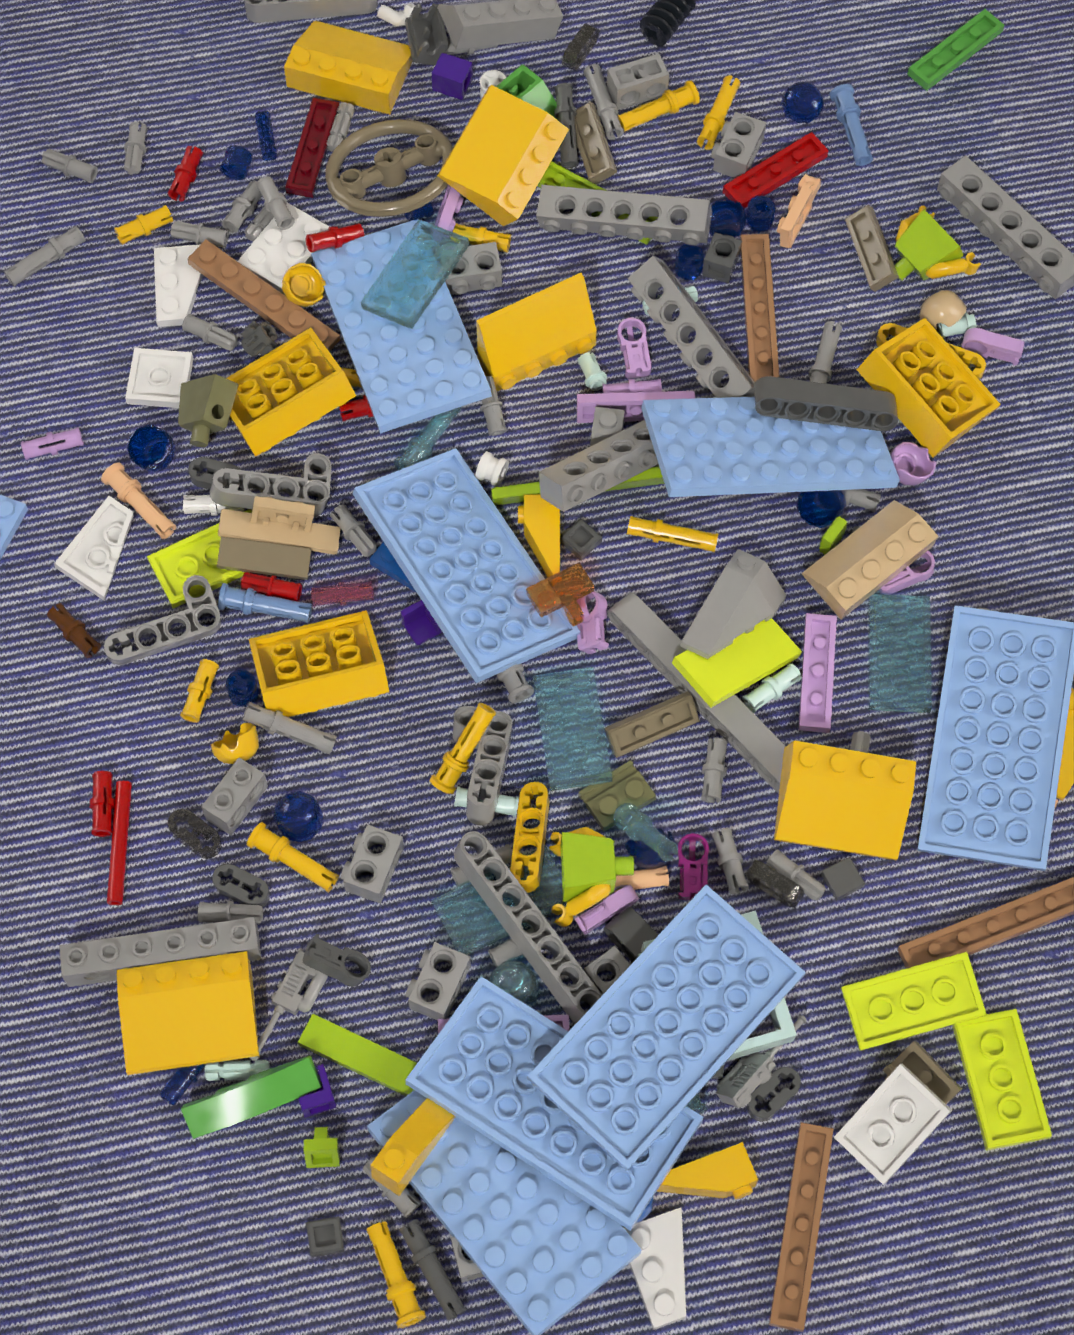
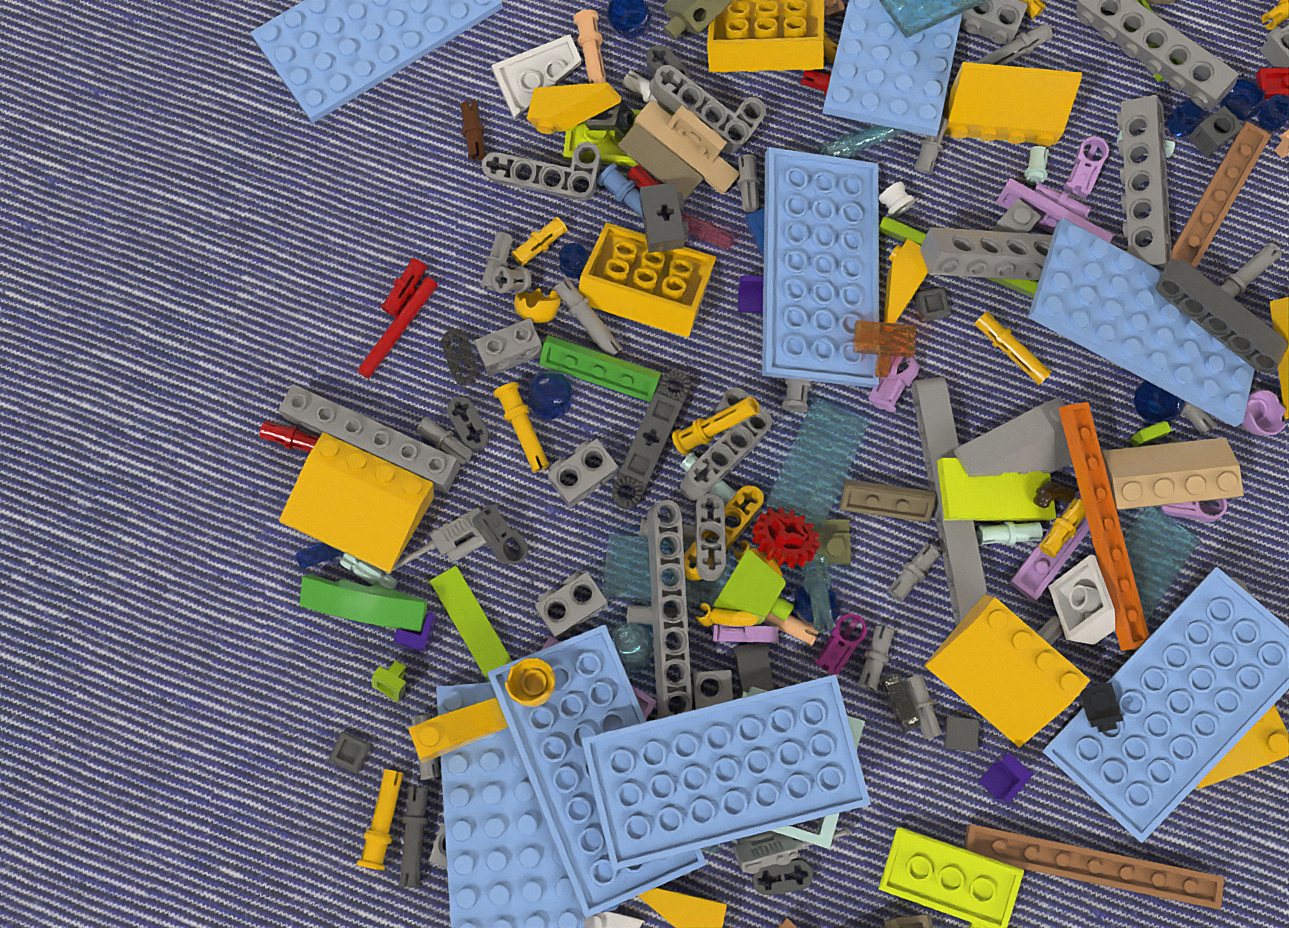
camera: 30 degrees right, 10 degrees up
(85, 997) = (290, 437): none -> red pin
(149, 558) = (568, 105): none -> yellow slope
(173, 731) = (497, 258): none -> light grey axle
(193, 544) = (617, 118): none -> black bracket
(196, 733) = (511, 283): none -> light grey bush
(303, 617) = (663, 234): none -> dark grey brick
(328, 766) = (599, 368): none -> bright green plate
(418, 818) = (643, 458): none -> dark grey piece
(451, 1059) = (531, 682): none -> yellow hair
(512, 279) = (1020, 46): none -> light grey pin
(523, 857) = (702, 547): none -> light grey beam
(587, 805) = (785, 537): none -> red gear
(784, 630) = (1050, 491): none -> dark brown arm
(813, 654) = (1063, 529): none -> yellow pin
(844, 630) = (1104, 524): none -> orange plate
(870, 704) = (1084, 603): none -> white slope
(902, 890) = (1005, 778): none -> dark purple panel
(939, 779) = (1101, 707): none -> black bracket

